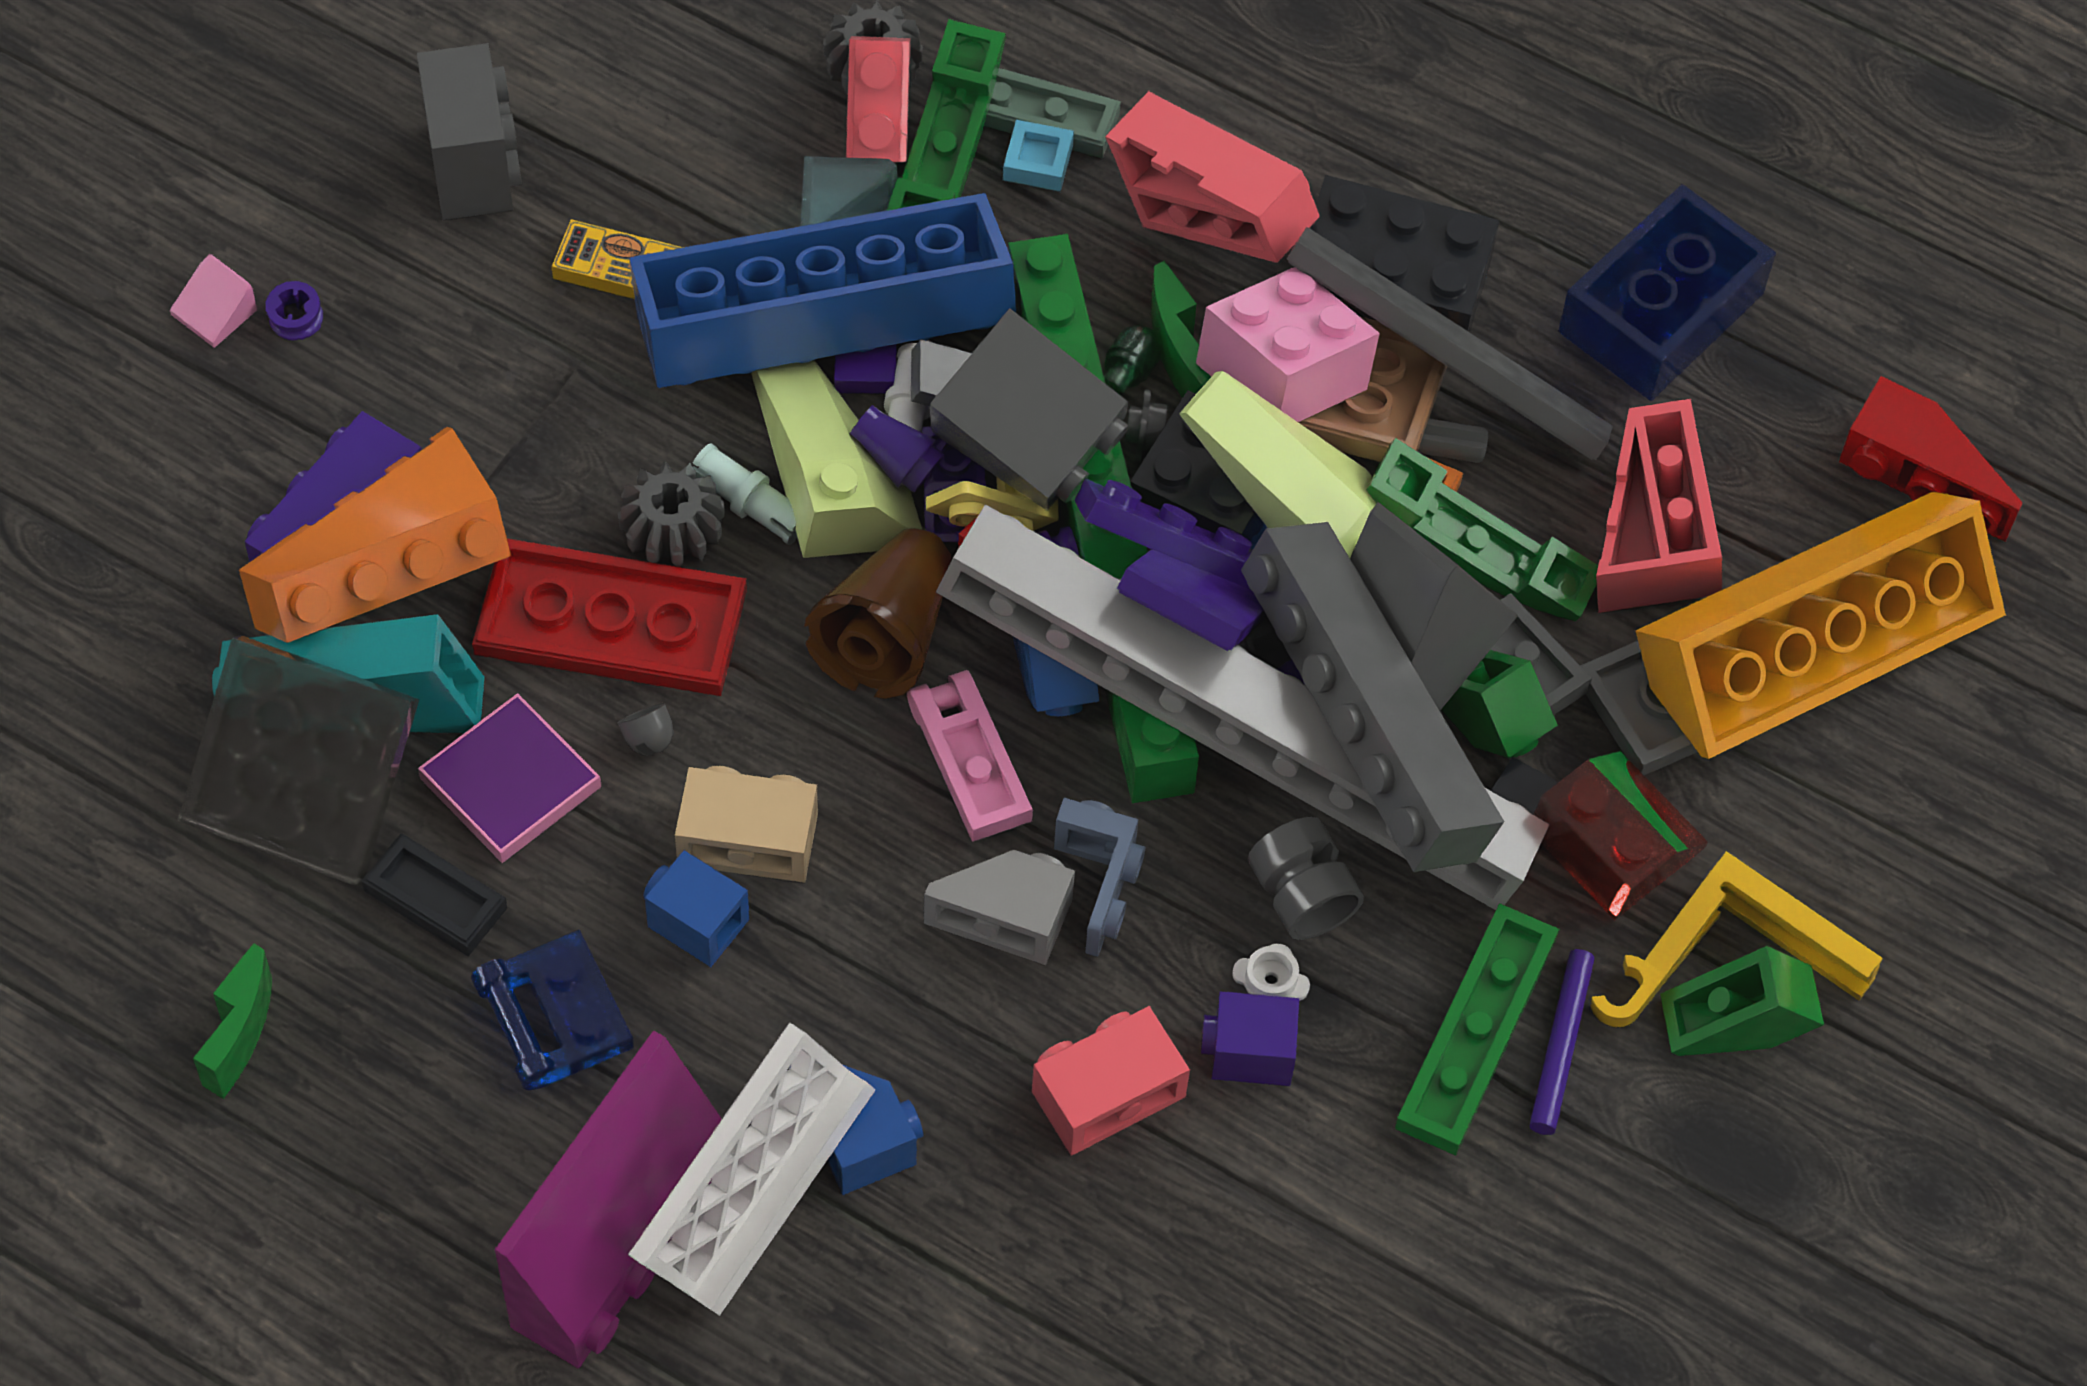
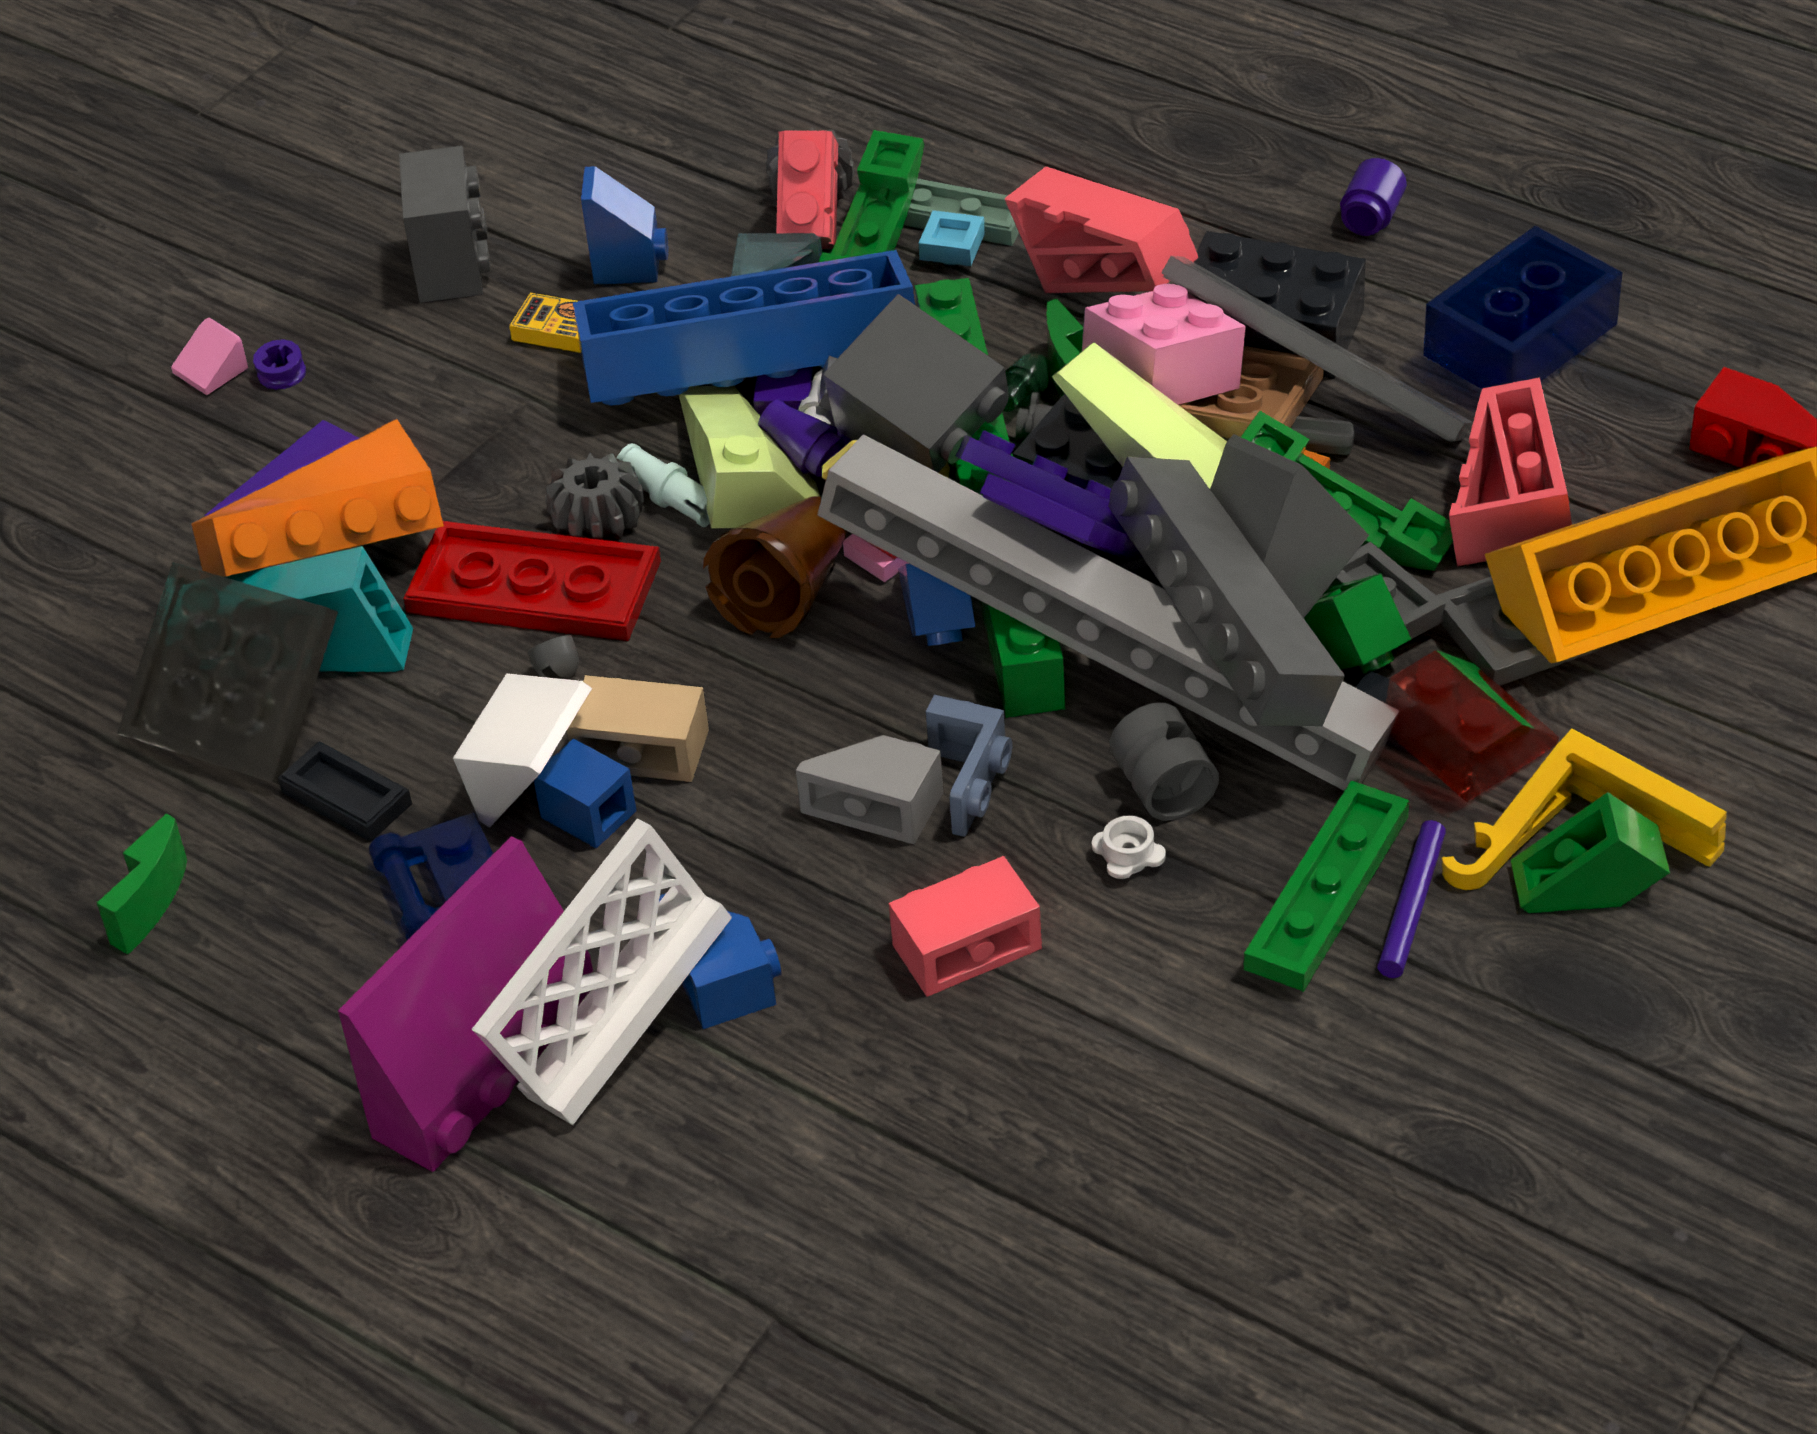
camera: 10 degrees right, 15 degrees down
(509, 777) = (421, 700): dark purple tile -> none
(629, 854) = (515, 739): none -> white slope
(670, 146) = (620, 231): none -> blue slope
(971, 756) = (854, 677): bright pink plate -> none
(1252, 1038) = (1105, 891): dark purple brick -> none
(1499, 112) = (1372, 196): none -> dark purple brick

